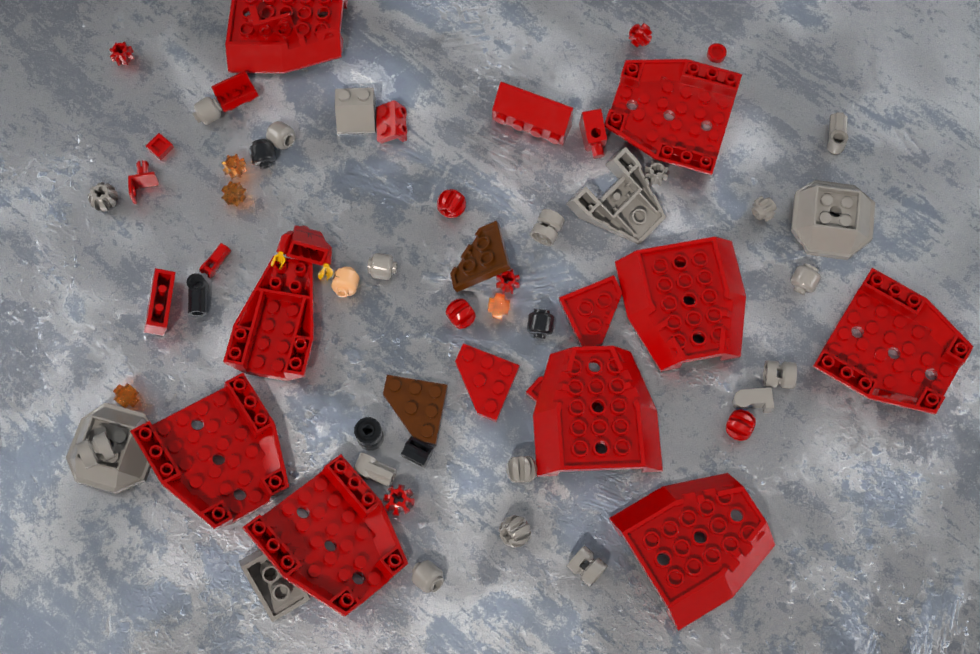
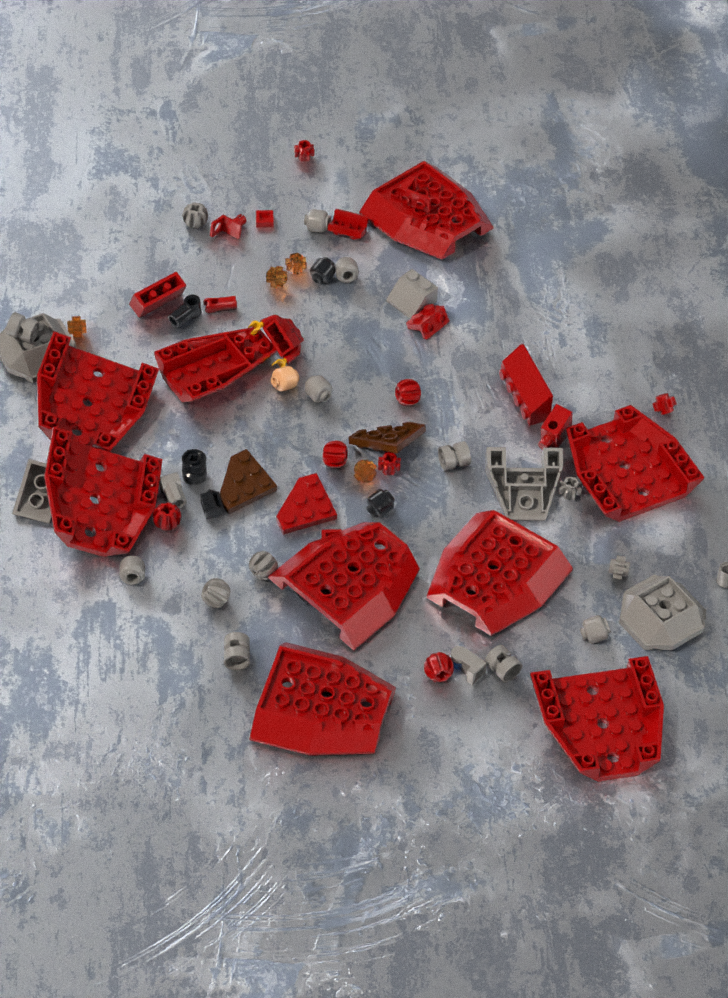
camera: 40 degrees right, 20 degrees down
(592, 310) = (426, 525): red plate -> none
(716, 53) = (709, 459): red tile -> none

